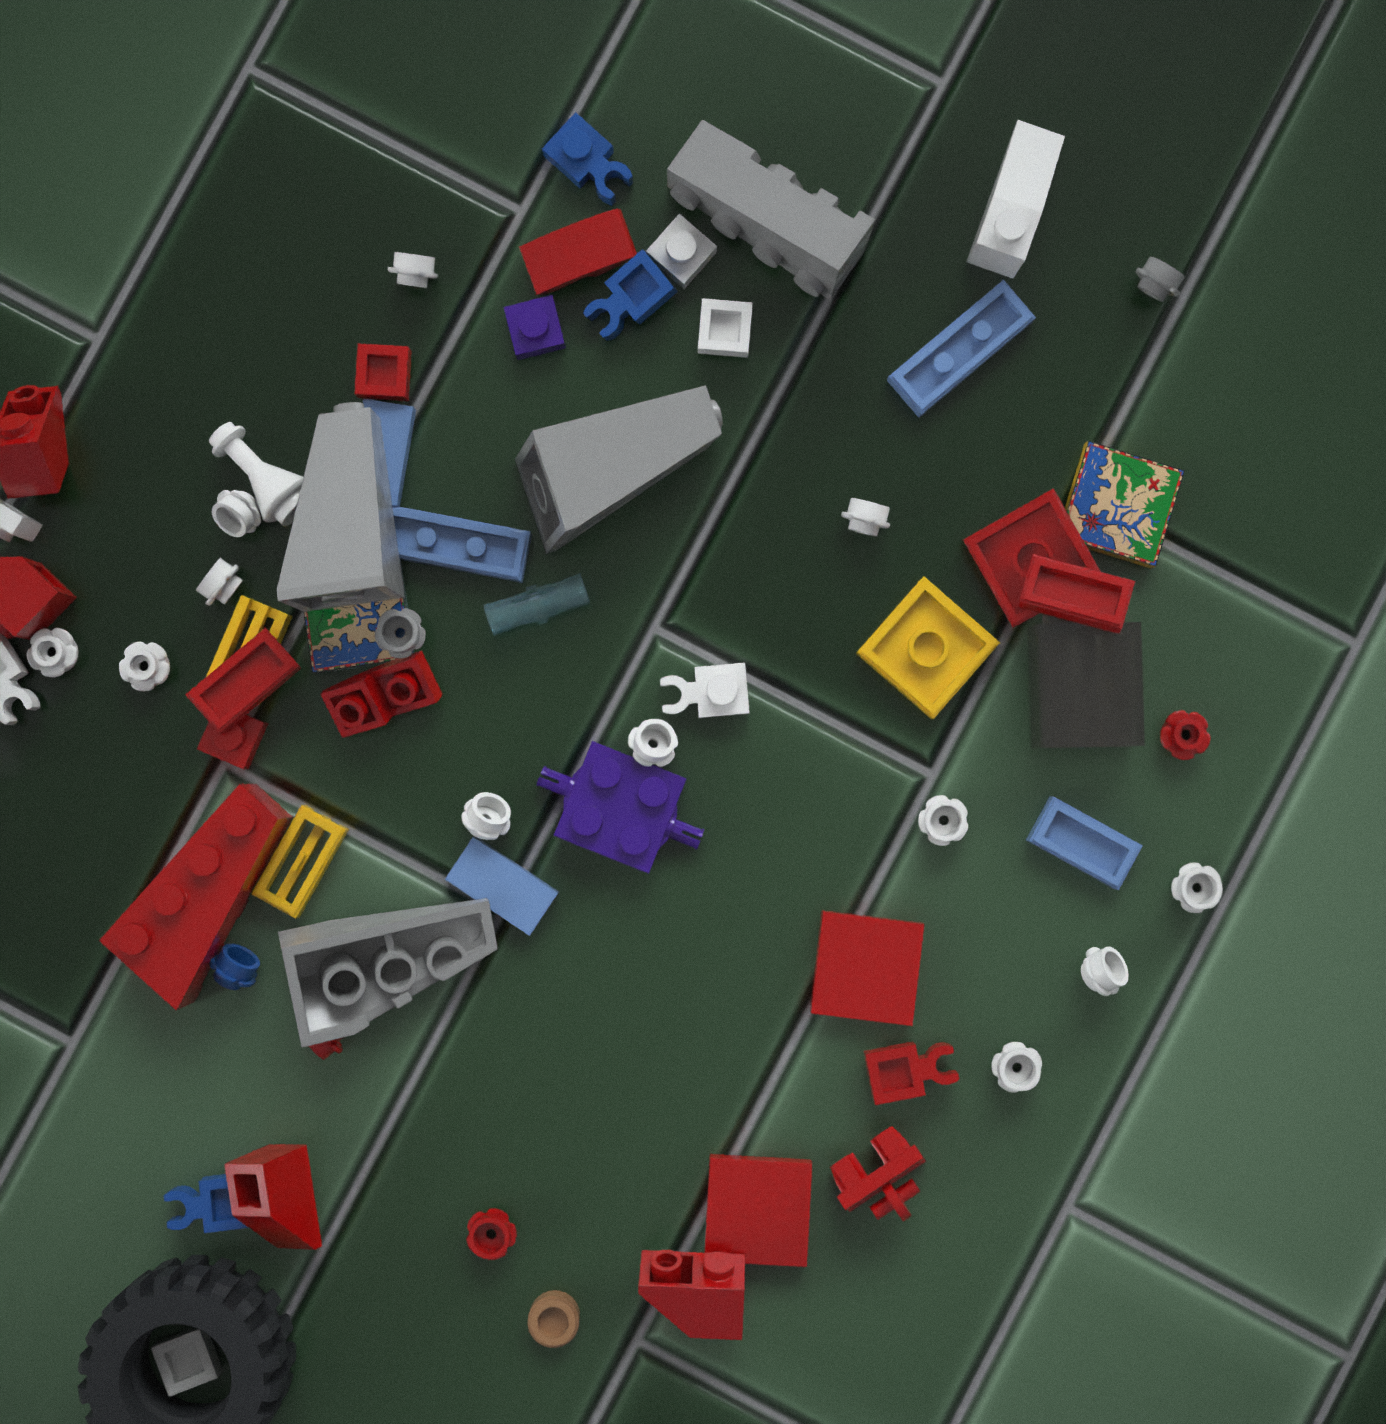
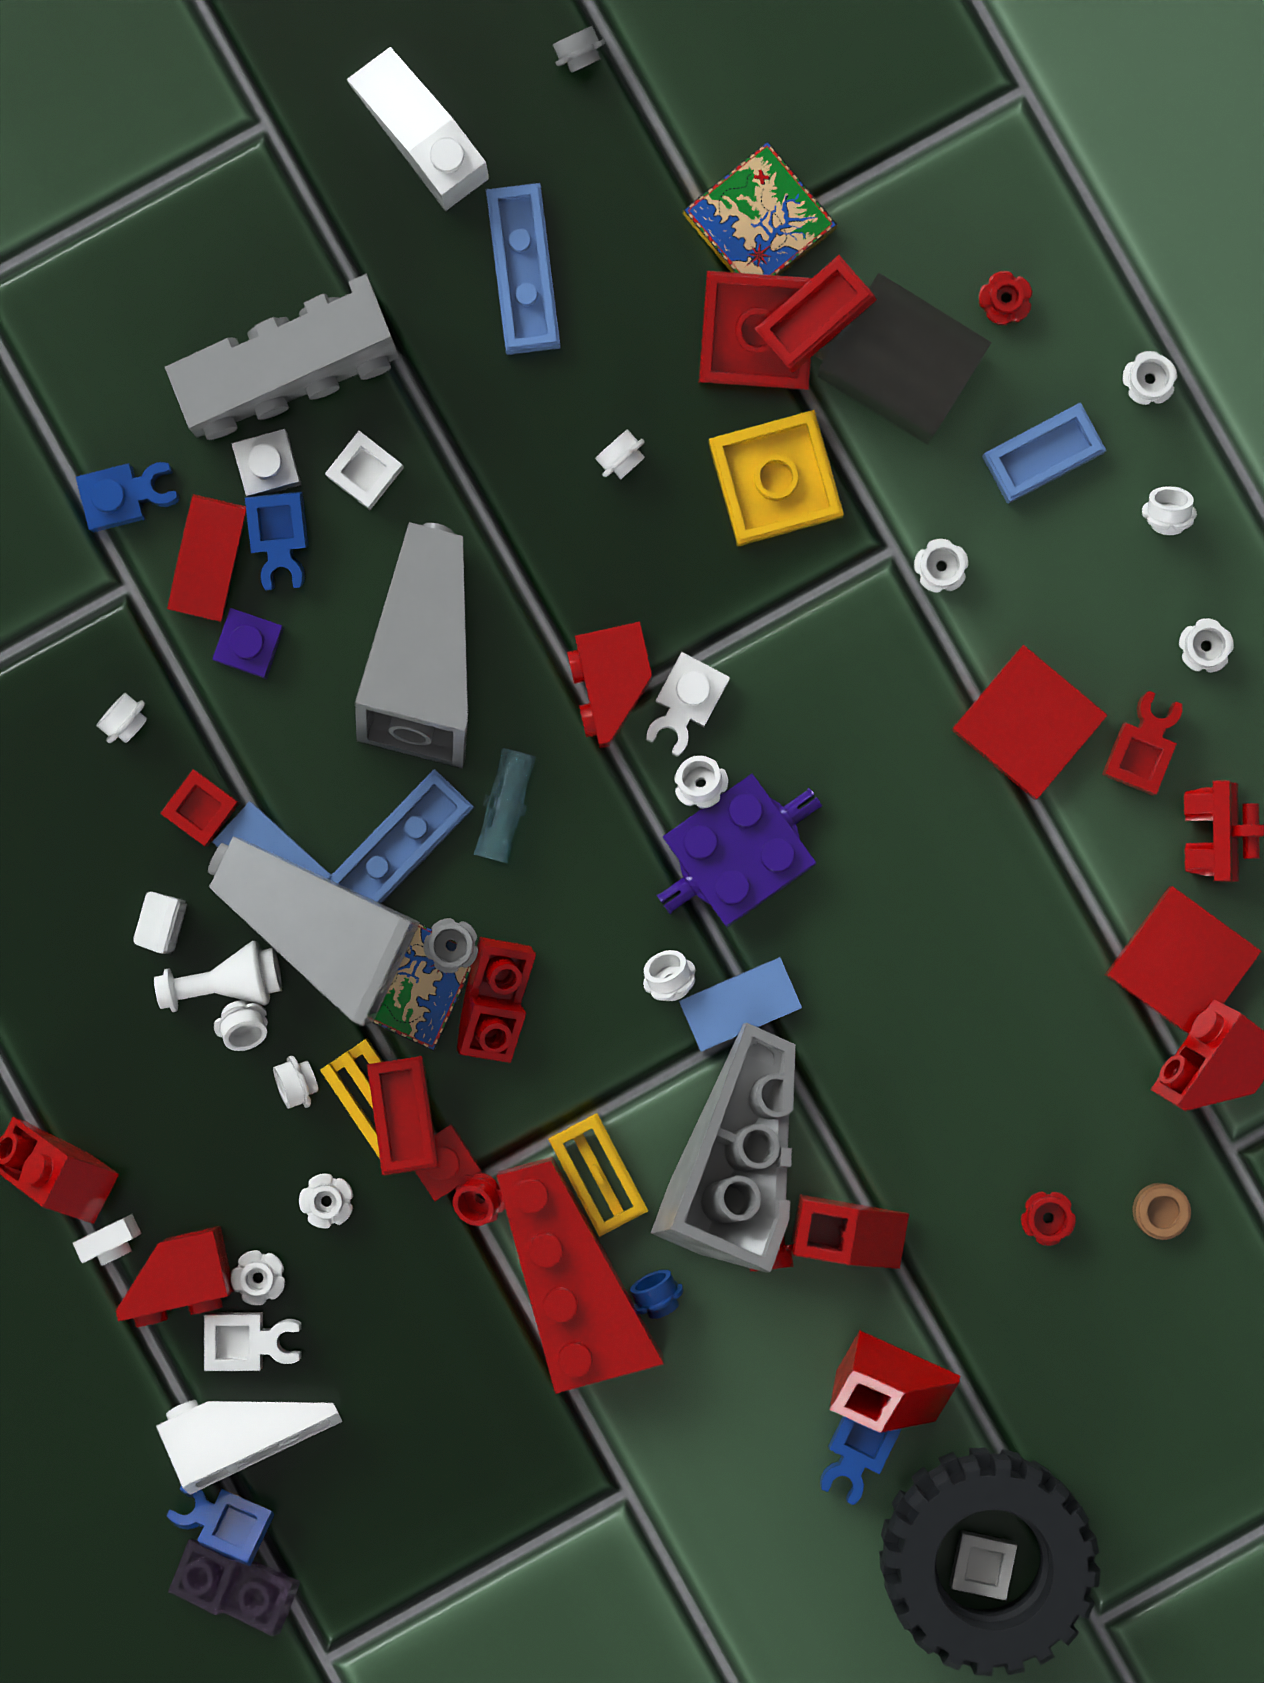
camera: 60 degrees left, 0 degrees up
(217, 780) = (471, 1207): none -> red plate
(276, 401) = (160, 923): none -> white slope
(375, 1086) = (848, 1233): none -> red slope
(690, 623) = (615, 677): none -> red slope

